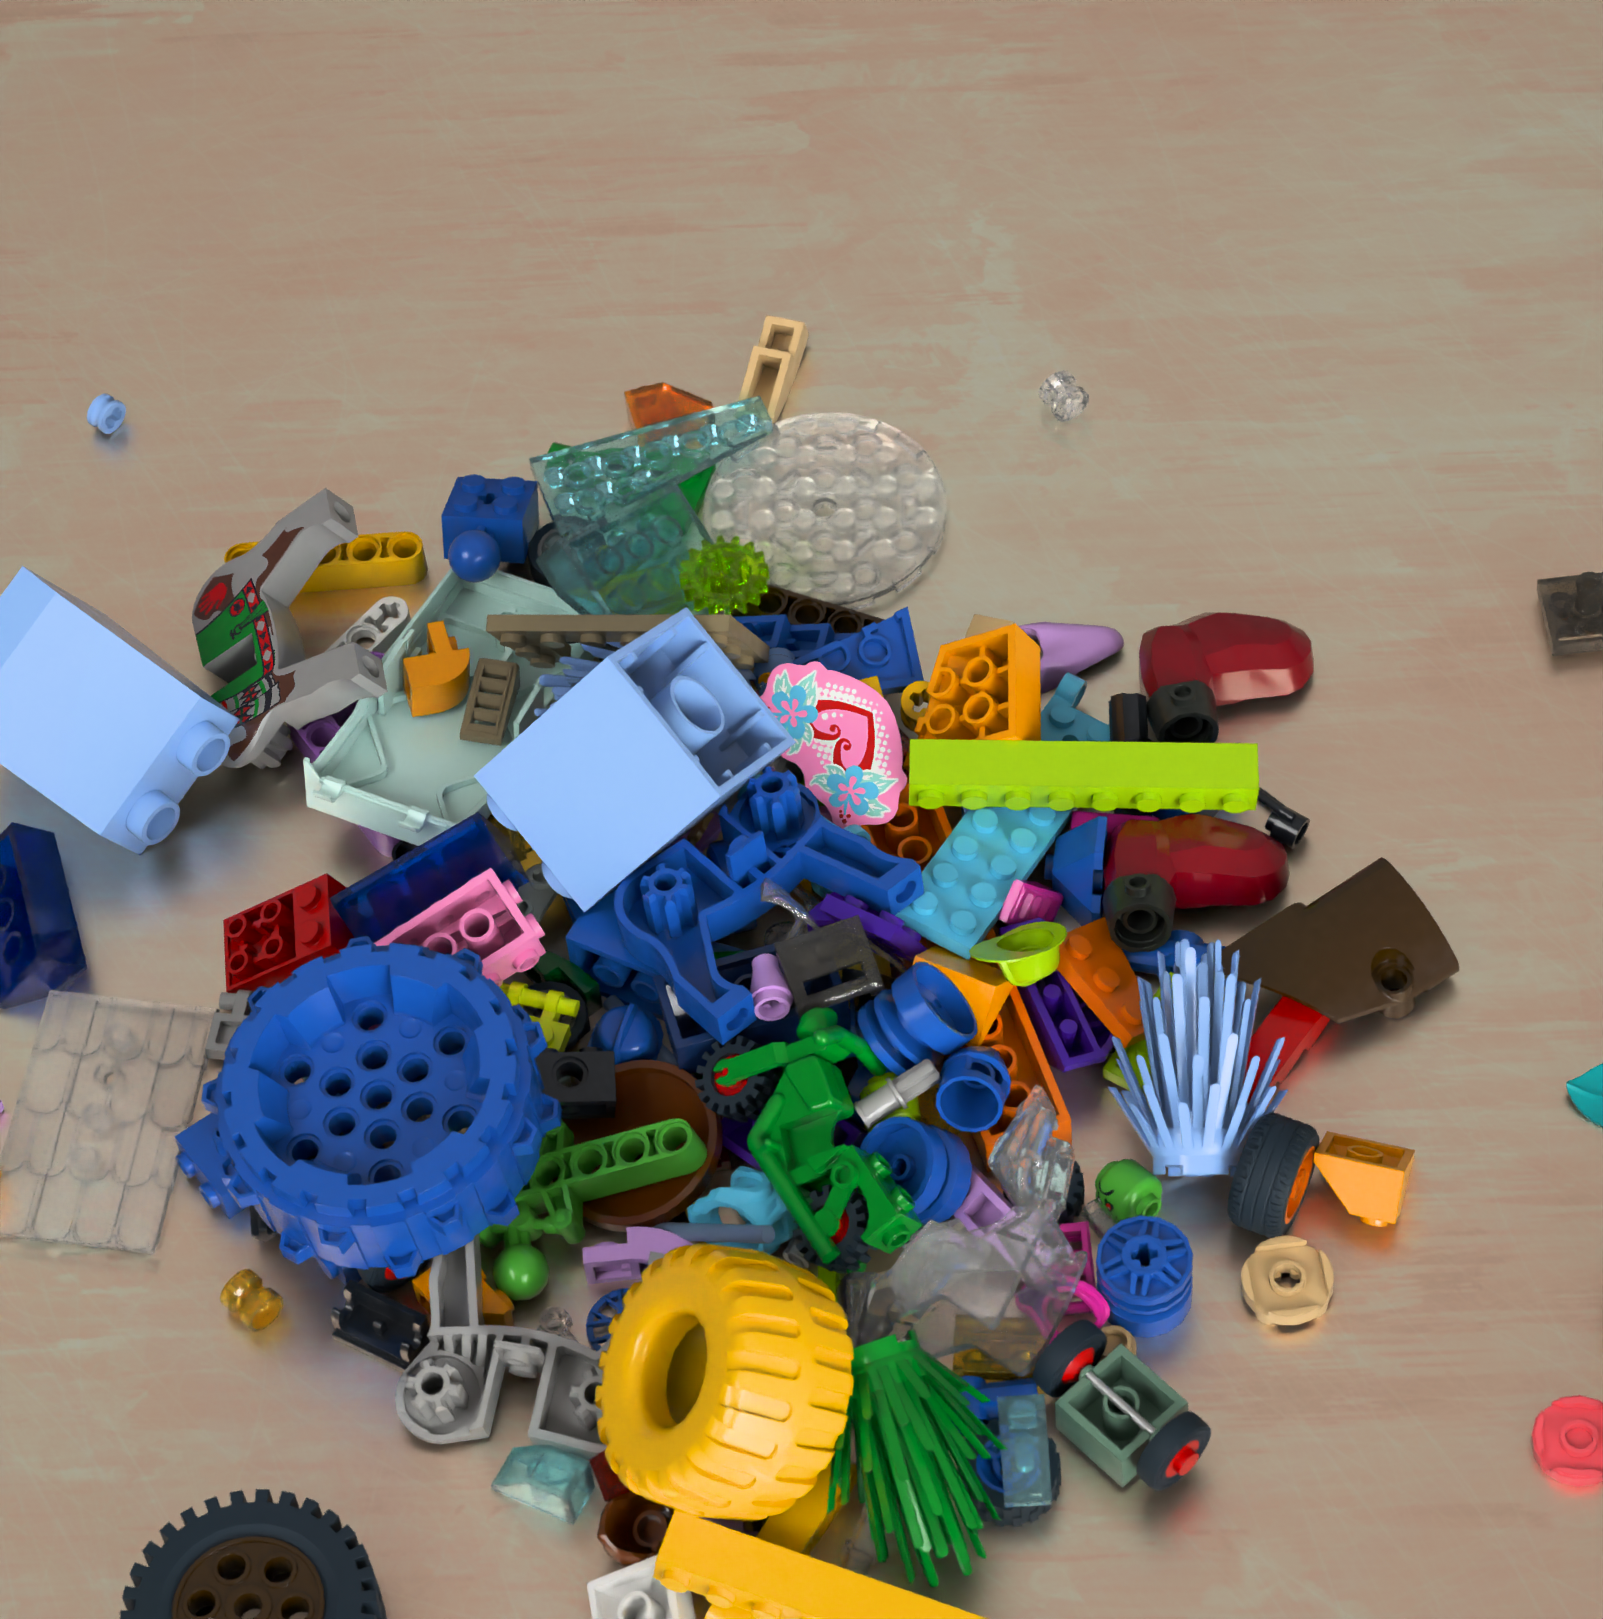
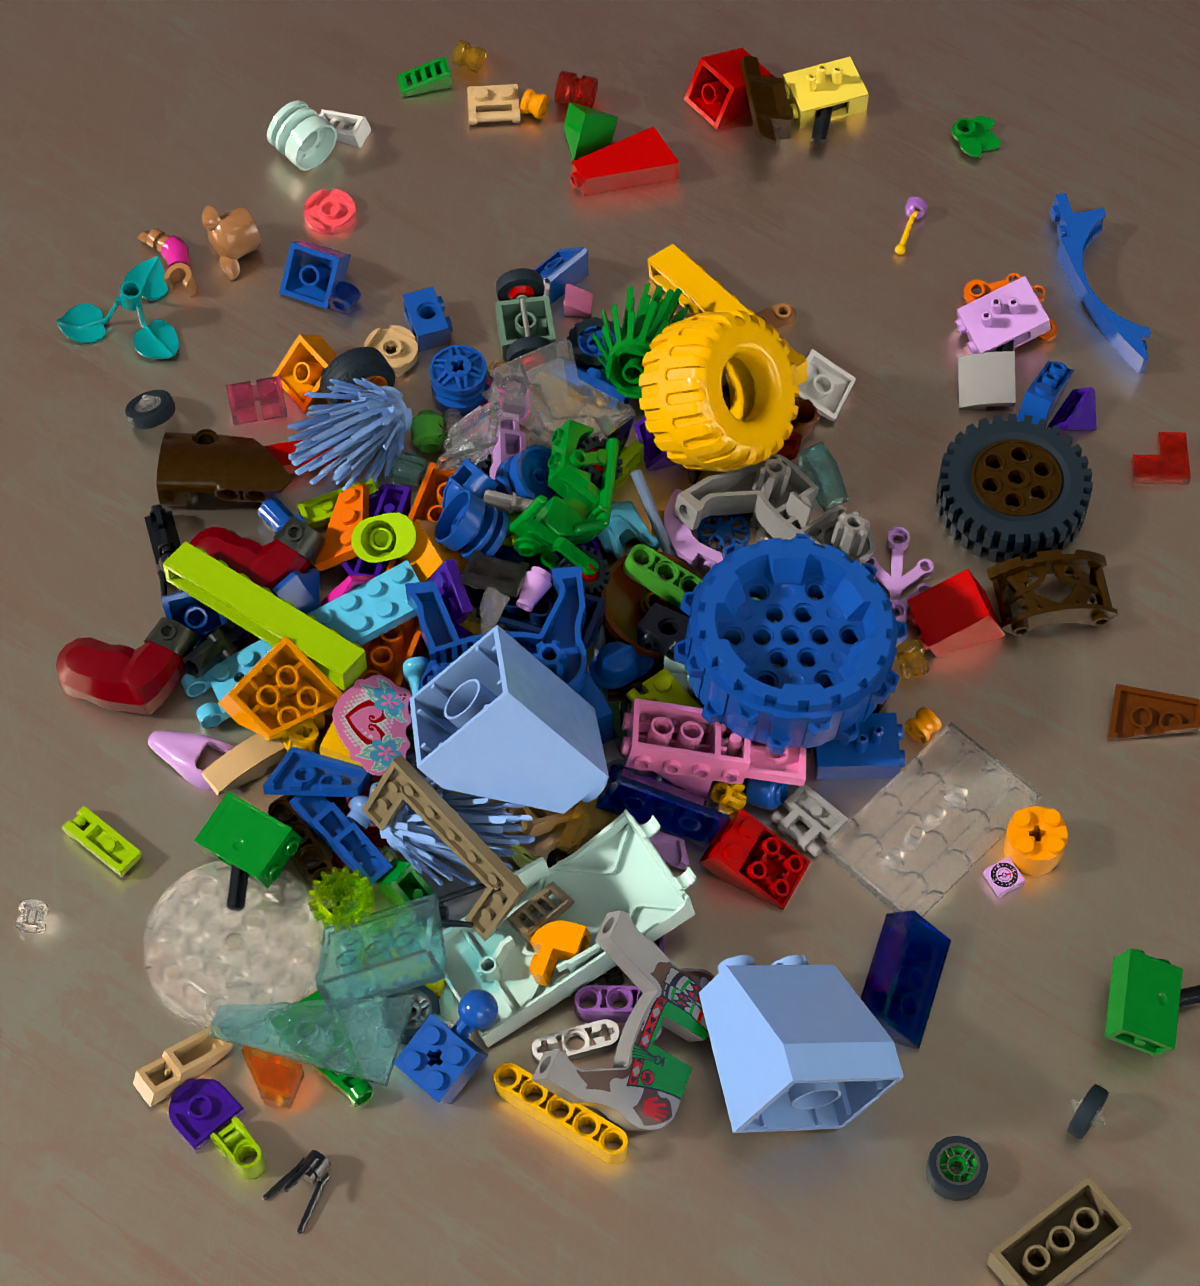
camera: 150 degrees left, 5 degrees up
(108, 1454) = (1084, 567): none -> dark brown fence
(183, 1223) = (923, 725): none -> light orange wheel
(224, 1391) = (954, 615): none -> red slope
(344, 1401) = (896, 583): none -> lavender plant
(550, 372) = (311, 1169): none -> black plant
(638, 341) = (237, 1144): none -> lime piece
(712, 357) = (200, 1109): none -> dark purple tile
(883, 572) = (249, 843): none -> green piece
(1027, 1458) = (580, 331): clear light blue slope -> none
(1066, 508) = (103, 841): none -> lime plate
(1097, 1530) = (577, 301): none -> bright pink slope
(1100, 1124) = (408, 471): none -> clear light blue head
(1165, 1550) = (563, 268): none -> blue slope
(1269, 1331) = (426, 318): none -> blue brick
(1329, 853) = (162, 531): none -> black hinge
(1377, 1096) = (243, 398): none -> clear pink piece
(1421, 1308) = (344, 298): none -> clear blue wheel
(1499, 1321) = (313, 272): none -> blue slope
(1514, 986) = (150, 409): none -> black wheel

